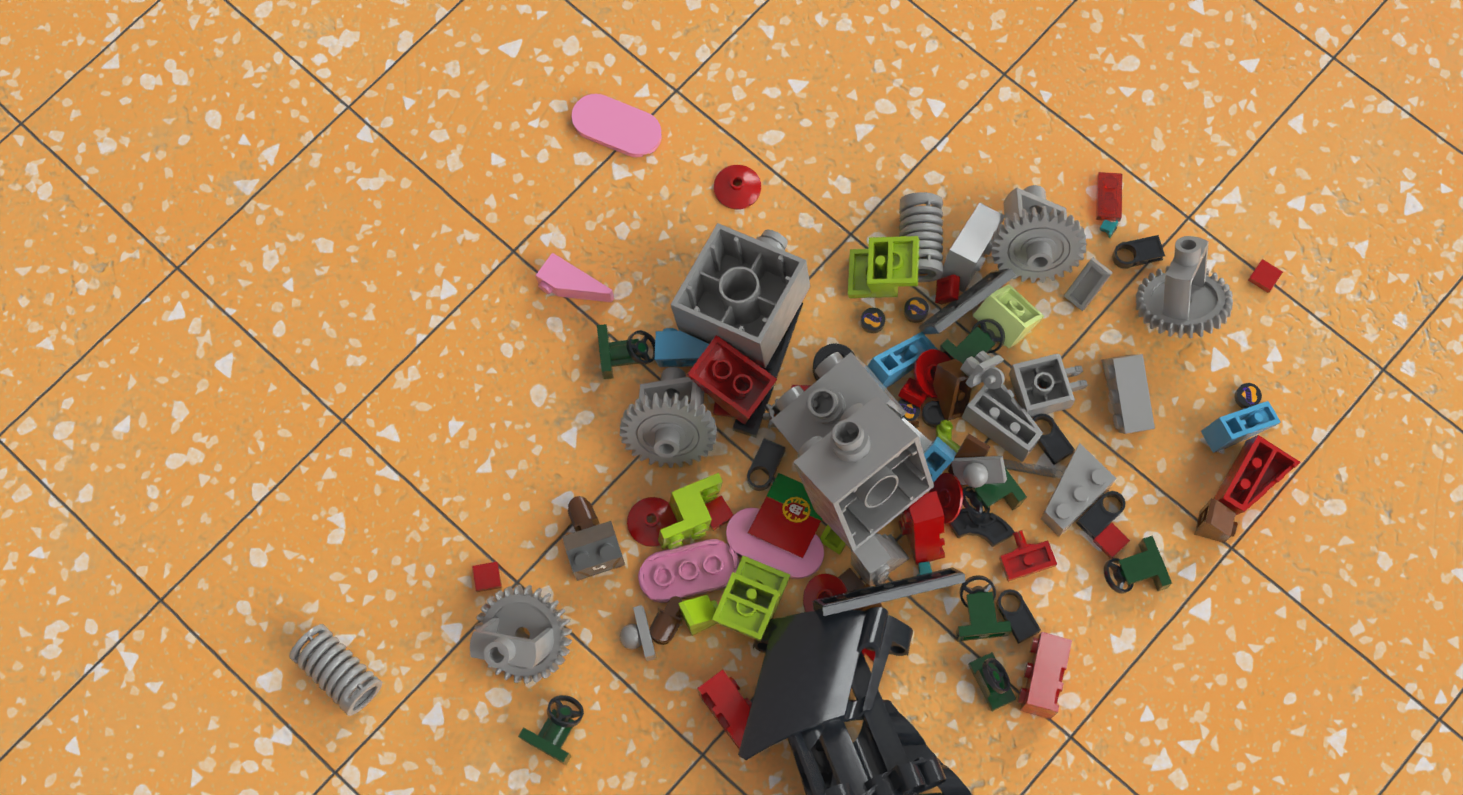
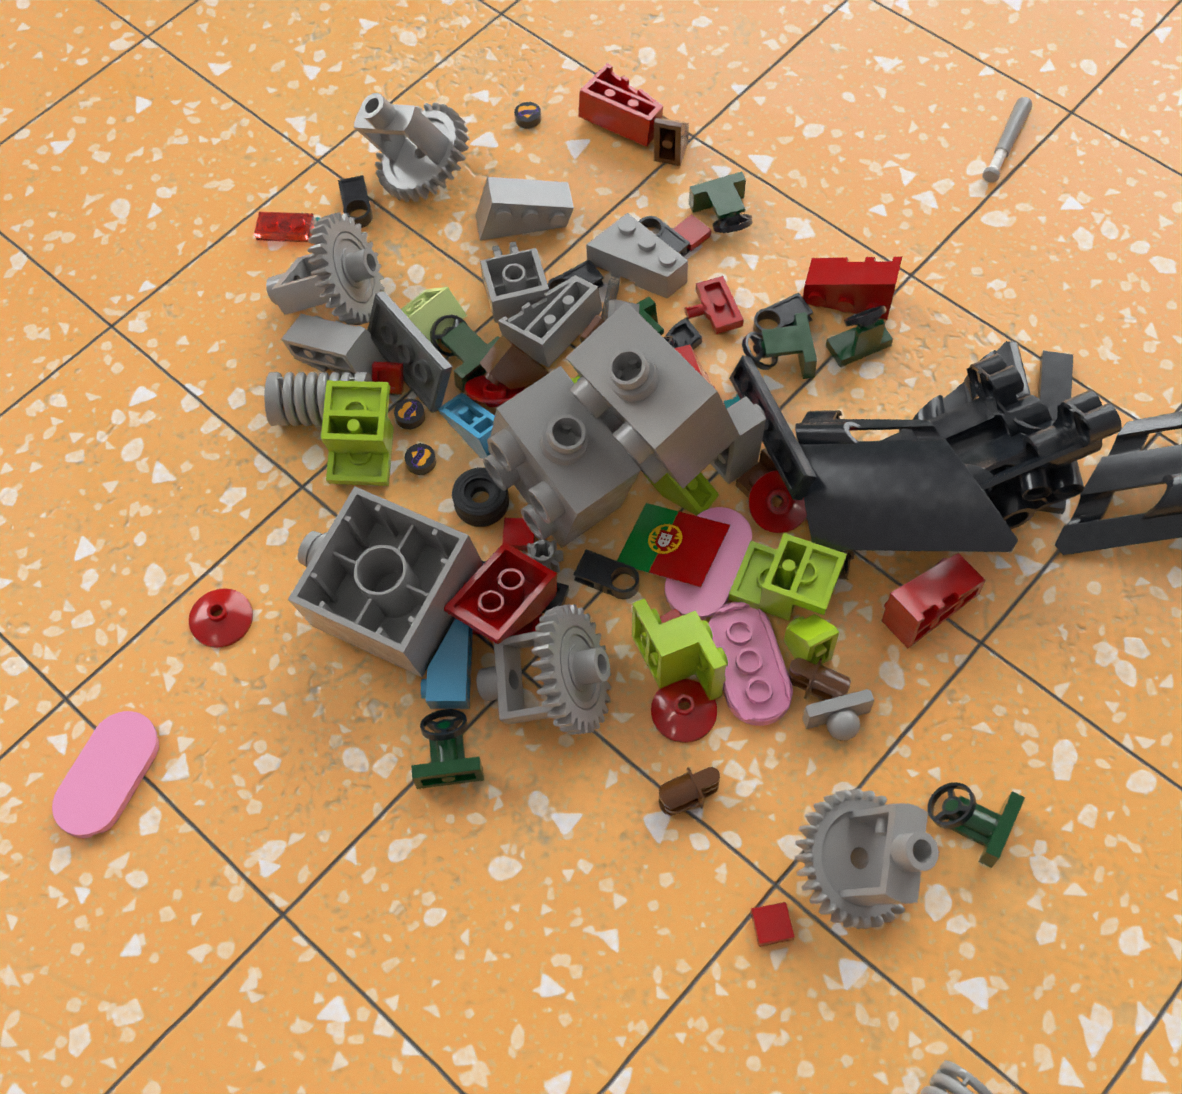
camera: 90 degrees left, 10 degrees down
(570, 282) = (338, 828): bright pink slope -> none
(593, 550) = (735, 767): dark grey slope -> none
(983, 370) = (501, 322): light grey hips -> none
(1088, 284) = (393, 239): light grey tile -> none
(1239, 426) = (565, 119): dark azure slope -> none
(1265, 276) = (396, 93): red tile -> none

